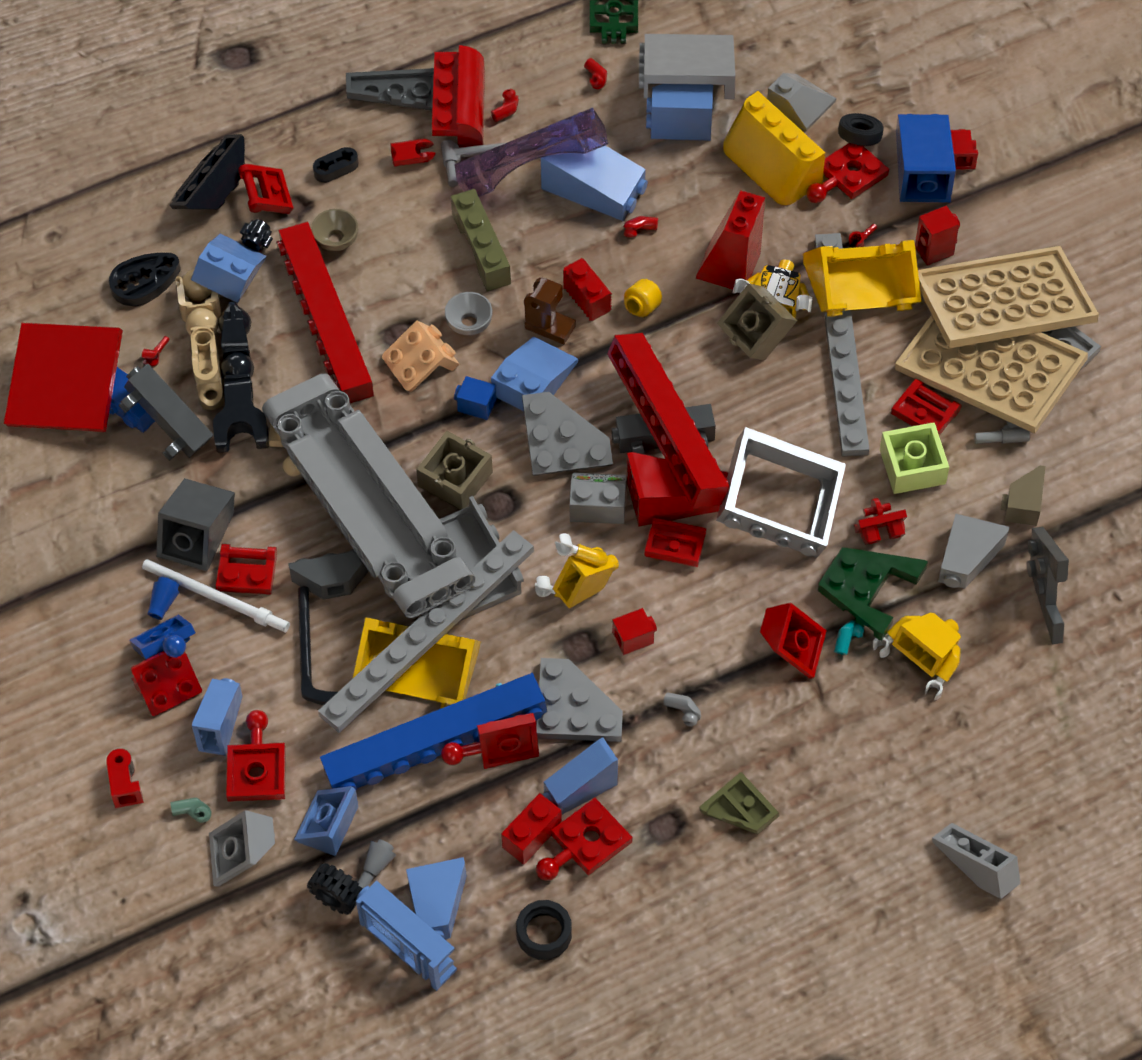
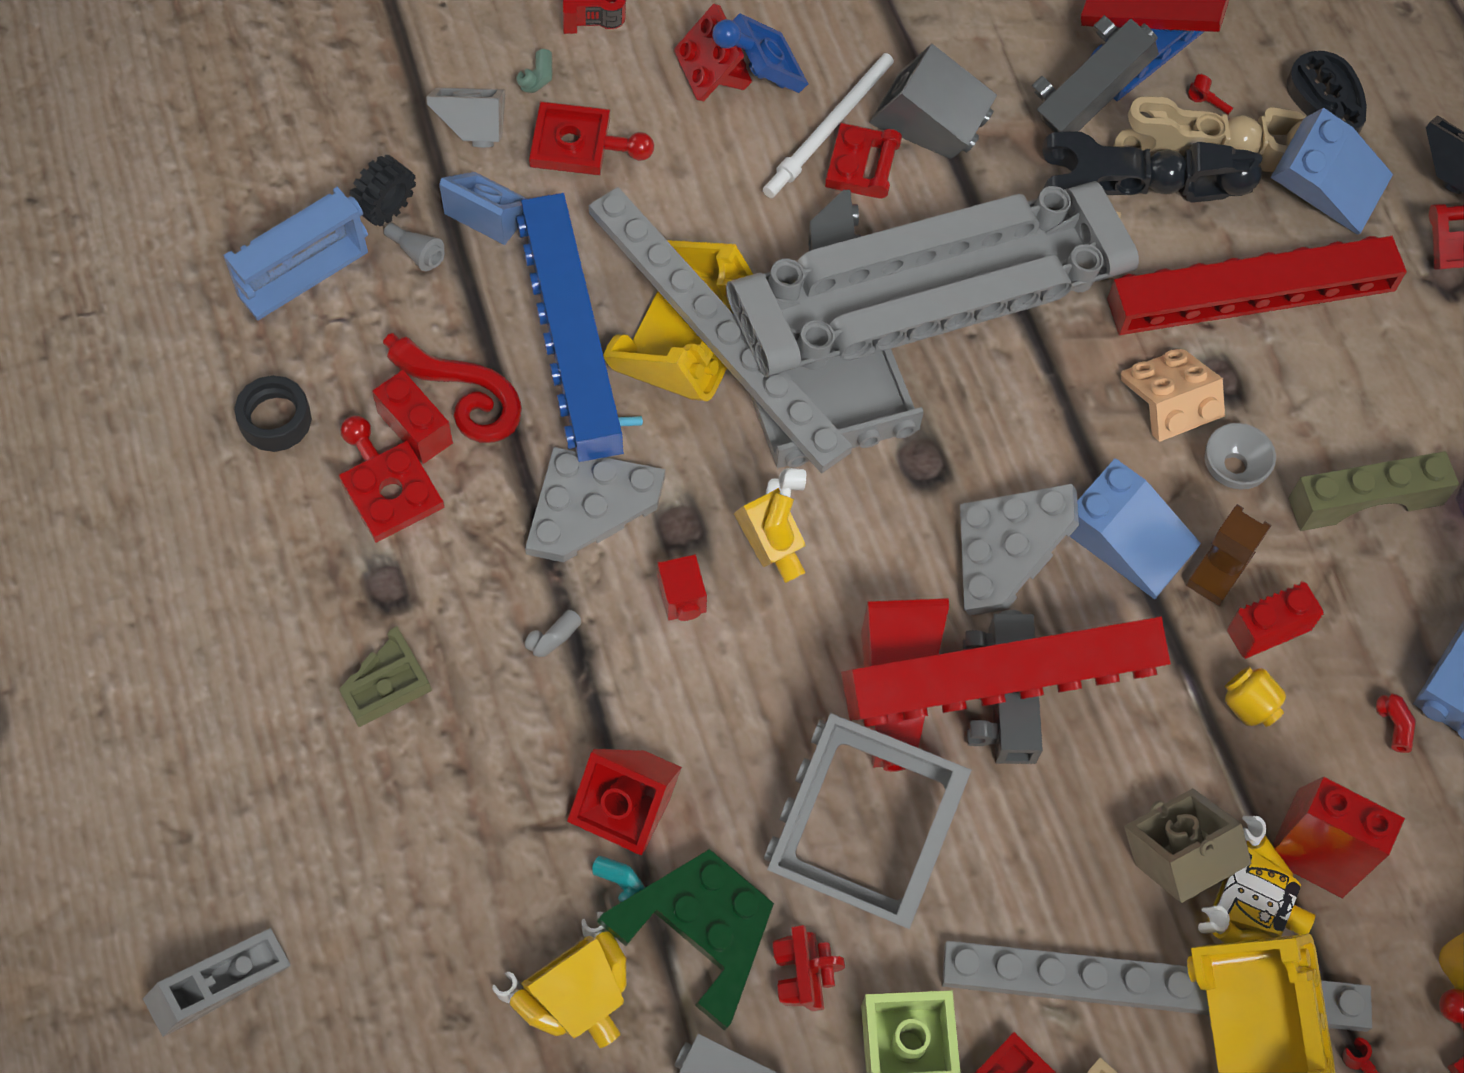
camera: 95 degrees right, 5 degrees up
(162, 596) = (833, 67): blue cone -> none
(217, 716) = (649, 99): medium blue slope -> none
(256, 235) = (1390, 217): black gear -> none
(307, 690) = (677, 205): black piece -> none
(333, 222) = (1401, 299): dark tan piece -> none
(437, 893) = (343, 298): medium blue slope -> none
(454, 470) = (970, 399): dark tan brick -> none
(475, 397) = (1094, 447): blue brick -> none
(481, 839) = (420, 365): none -> red plant
(498, 743) = (538, 404): red plate -> none
(583, 777) = (466, 485): medium blue slope -> none
(597, 498) = (914, 568): light grey slope -> none
(675, 542) = (816, 669): red plate -> none

